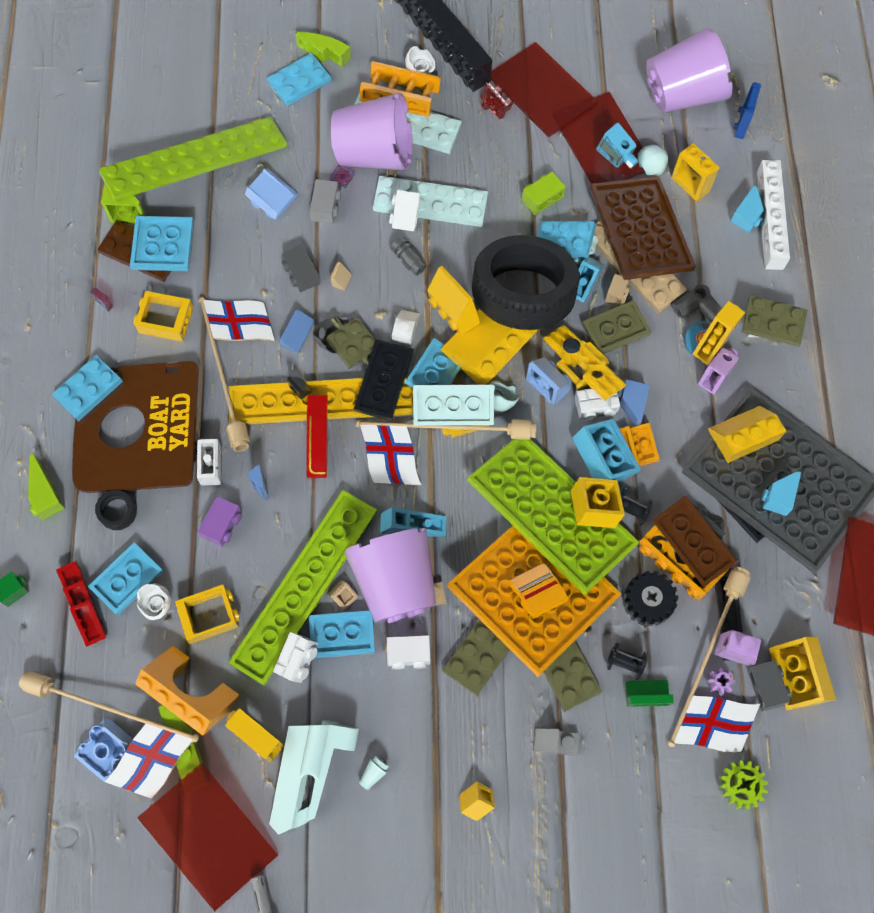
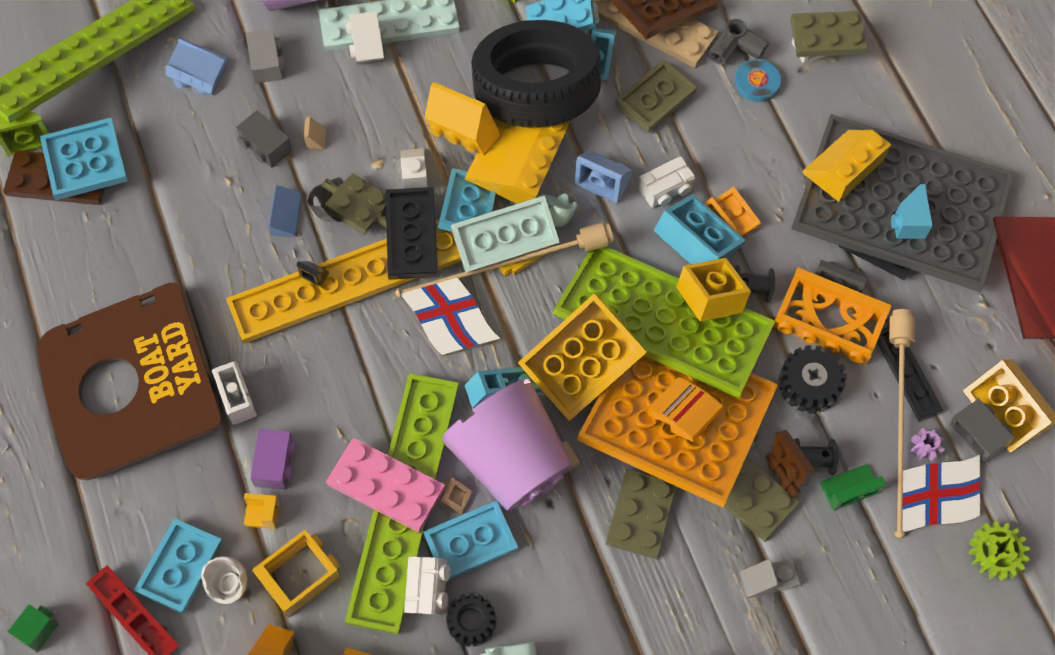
camera: 20 degrees left, 5 degrees down
(41, 491) = (33, 497): lime slope -> none
(87, 388) = (48, 355): medium azure plate -> none
(101, 299) = (29, 246): clear pink tile -> none
(105, 499) = (125, 472): black tyre -> none
(182, 321) = (115, 261): yellow window -> none
(199, 558) = (261, 511): none -> yellow panel
(235, 322) = (205, 225): flag -> none
(258, 481) = (304, 396): medium blue slope -> none
(294, 570) = (385, 485): none -> bright pink plate
(307, 694) = (471, 603): none -> black tyre
(317, 436) = (355, 322): red slope -> none
(342, 175) = (275, 21): clear pink tile -> none
(408, 652) = (558, 533): white brick -> none
(409, 257) = (388, 88): dark grey axle -> none
(475, 522) = (582, 356): none -> yellow slope
(589, 358) = (633, 134): yellow piece -> none
(603, 660) = (789, 464): none -> reddish brown plate
(618, 291) = (641, 55): tan brick -> none
(633, 400) = (707, 167): medium blue slope -> none
(694, 541) = (838, 297): reddish brown plate -> none
(718, 332) = (776, 61): yellow brick -> none
(722, 364) = (790, 96): lavender torso -> none
(739, 647) = (937, 398): lavender torso -> none

